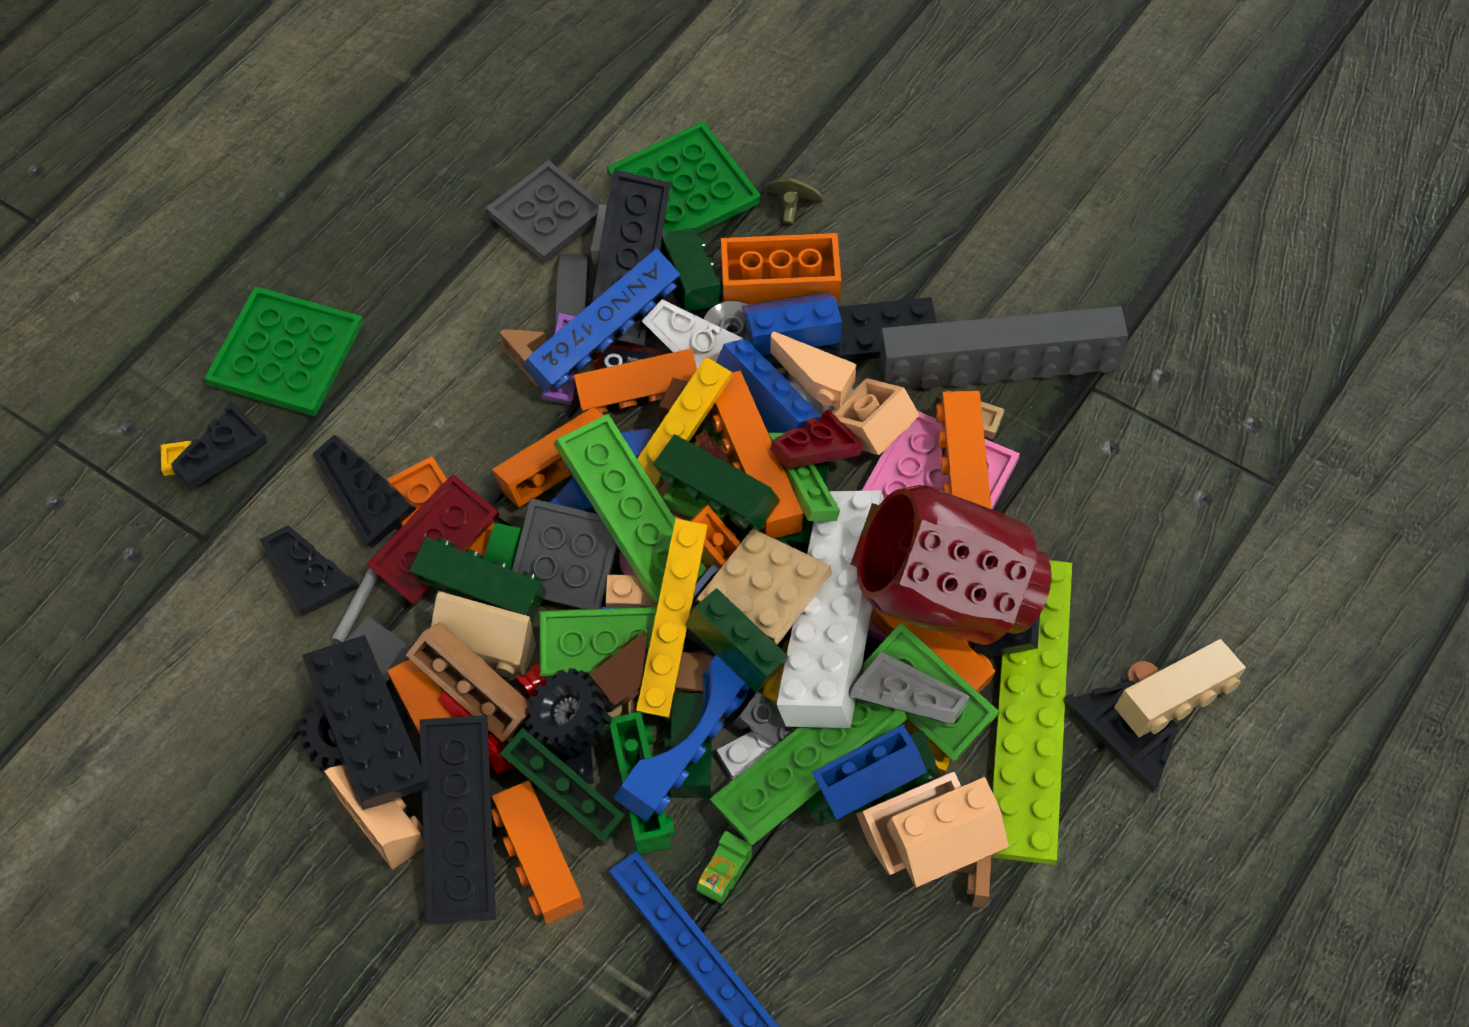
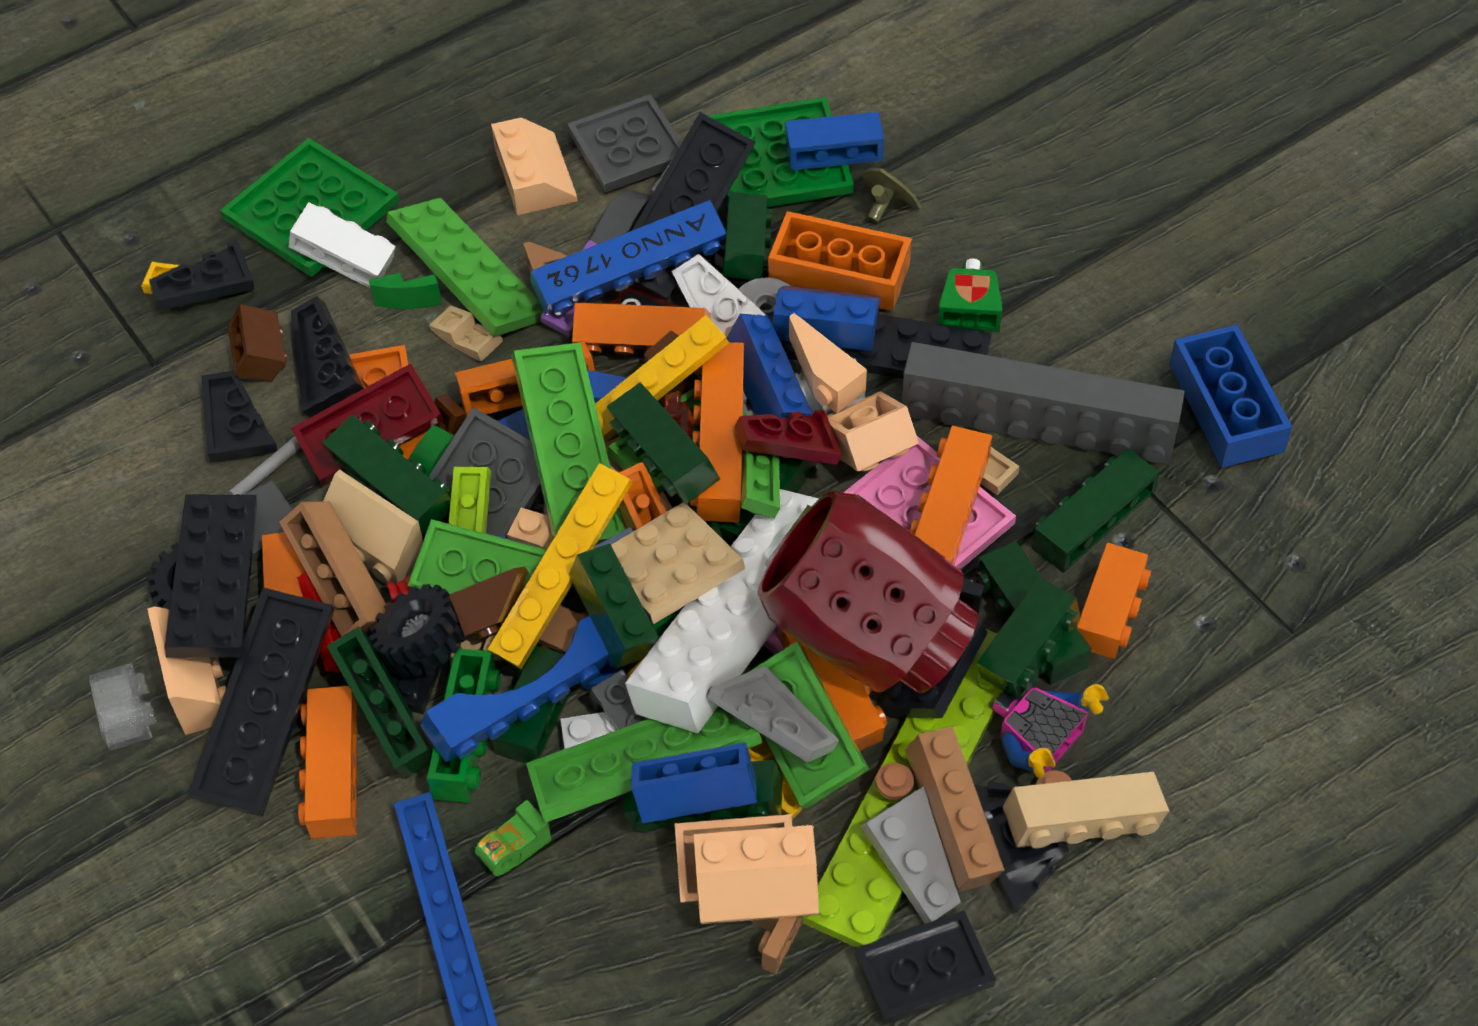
camera: 20 degrees right, 5 degrees down
(297, 494) = (256, 343): none -> reddish brown brick
(327, 863) = (121, 706): none -> clear brick
(336, 381) = (341, 245): none -> white brick
(401, 410) = (411, 294): none -> green slope
(454, 366) = (466, 266): none -> bright green plate
(470, 257) = (532, 166): none -> light nougat slope
(474, 428) = (464, 333): none -> tan slope
(507, 508) = (452, 414): none -> reddish brown plate
(560, 581) = (470, 498): none -> lime plate
(731, 161) = (834, 140): none -> blue brick
(903, 271) = (971, 298): none -> green torso
(1019, 714) = (894, 781): none -> nougat plate
(1060, 771) = (915, 855): none -> light grey wing
(1068, 533) = (1007, 580): none -> dark green brick
(1078, 722) = (960, 820): none -> medium nougat brick
(1079, 429) = (1094, 509): none -> dark green brick
(1081, 558) = (1029, 638): none -> dark green brick
(1104, 861) = (924, 967): none -> black plate
(1116, 627) = (1044, 725): none -> torso
(1126, 503) = (1113, 599): none -> orange brick
(1151, 297) = (1230, 396): none -> blue brick

